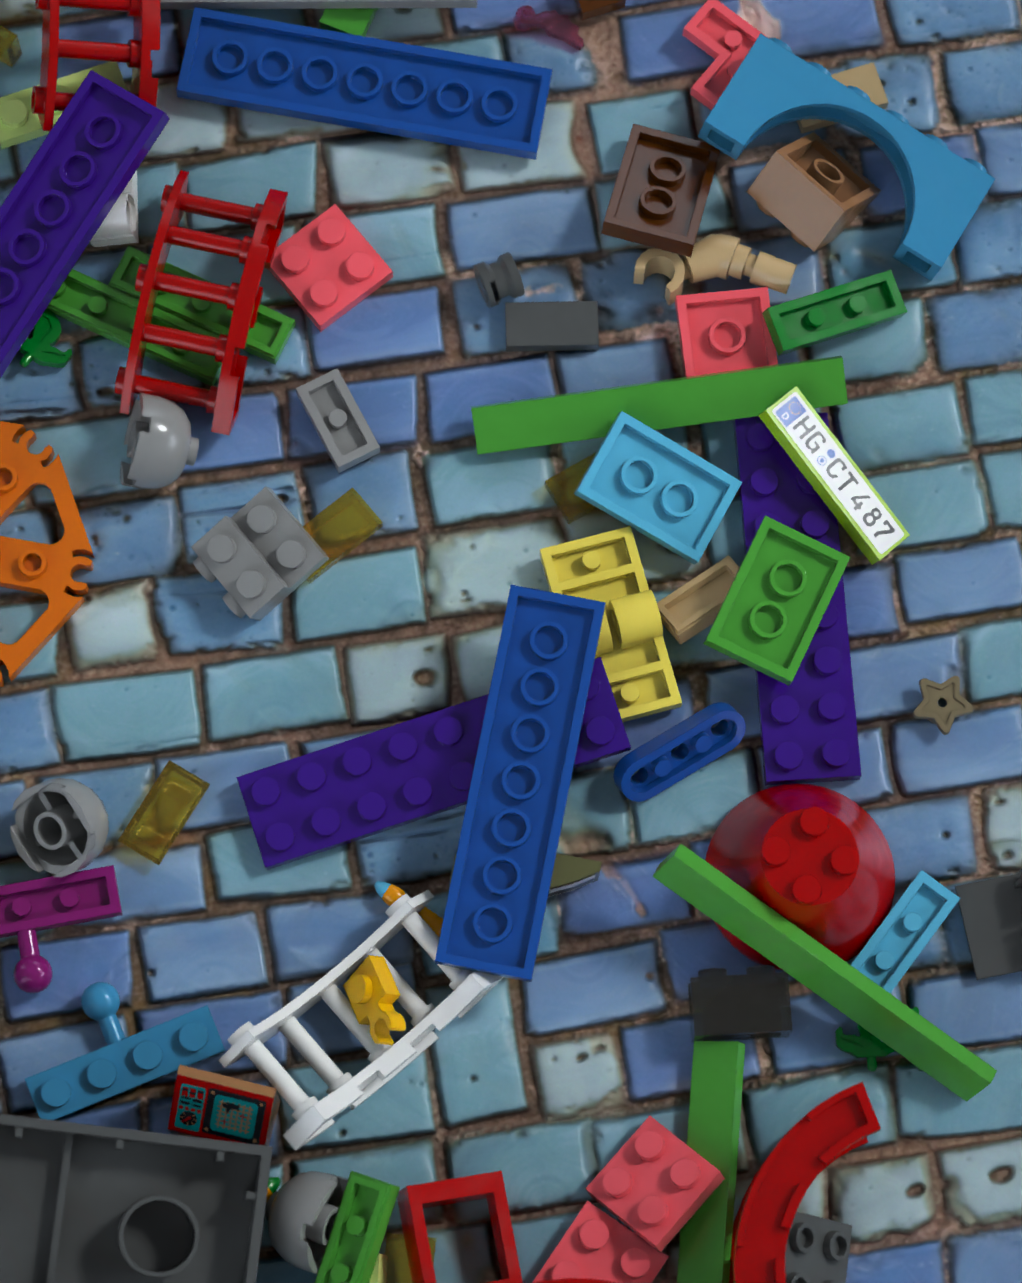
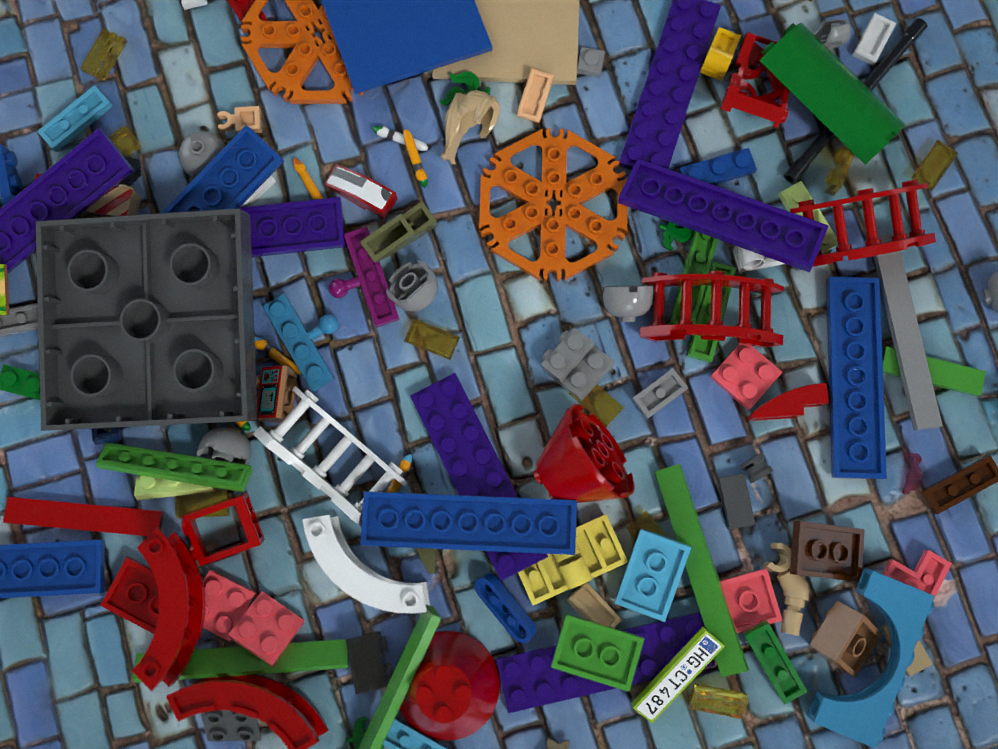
camera: 85 degrees right, 5 degrees up
(149, 1104) = (262, 344): none -> light orange piece
(372, 996) = (345, 462): yellow plate -> none
(394, 200) = (791, 403): none -> red slope
(443, 569) = (583, 461): none -> red cone
(577, 1009) = (356, 578): none -> white fence
(887, 419) = (717, 701): none -> clear yellow plate

